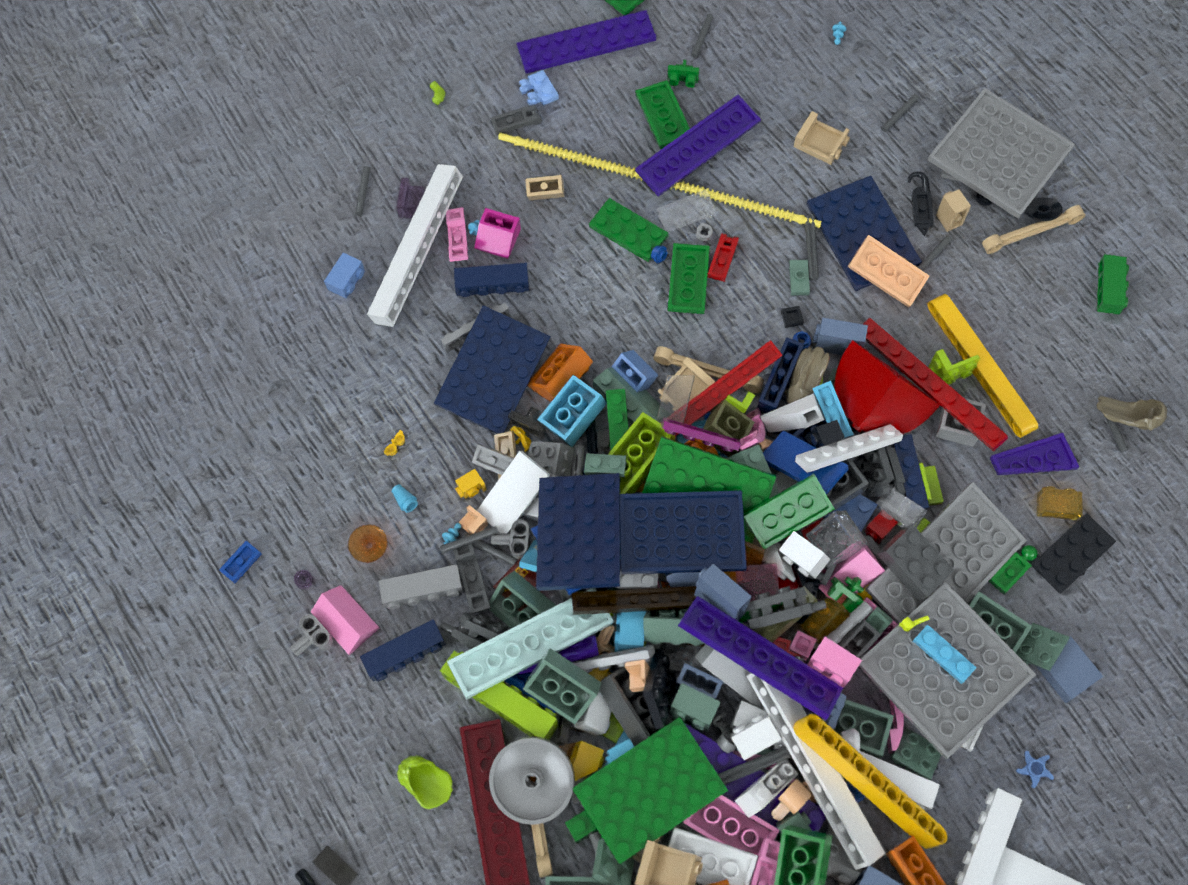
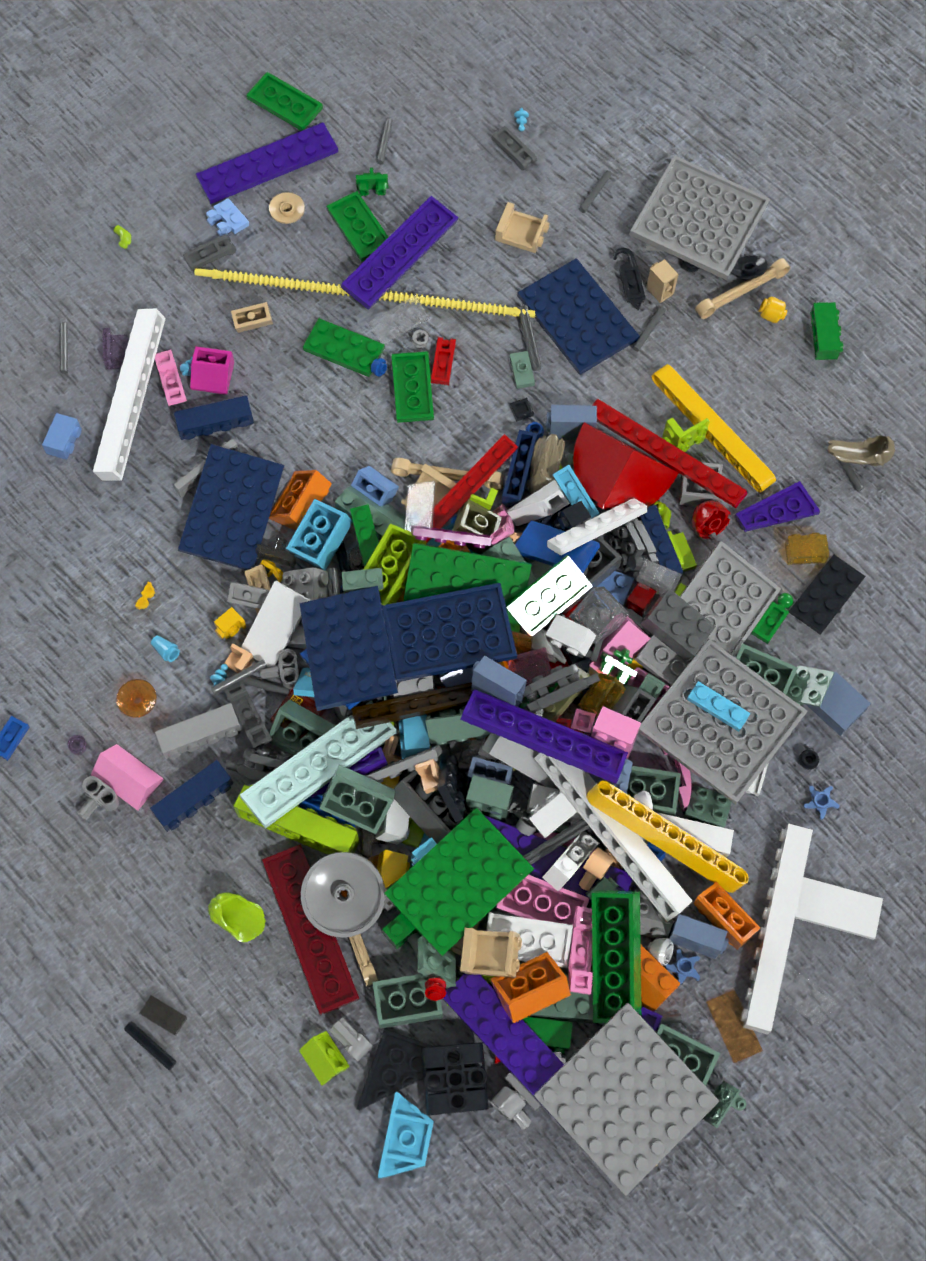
camera: 15 degrees left, 0 degrees up
(597, 81) = (286, 202): none -> tan dish
(826, 59) = (514, 147): none -> dark grey plate
(855, 617) = (629, 686): light grey piece -> none
(888, 271) = (608, 350): light nougat plate -> none
(907, 624) = (679, 684): neon yellow hand -> none
(919, 443) = (664, 512): none -> lime arm
(964, 456) = (710, 518): none -> red cylinder
(1034, 721) = (809, 754): none -> black plate
(1061, 255) = (773, 309): none -> yellow head

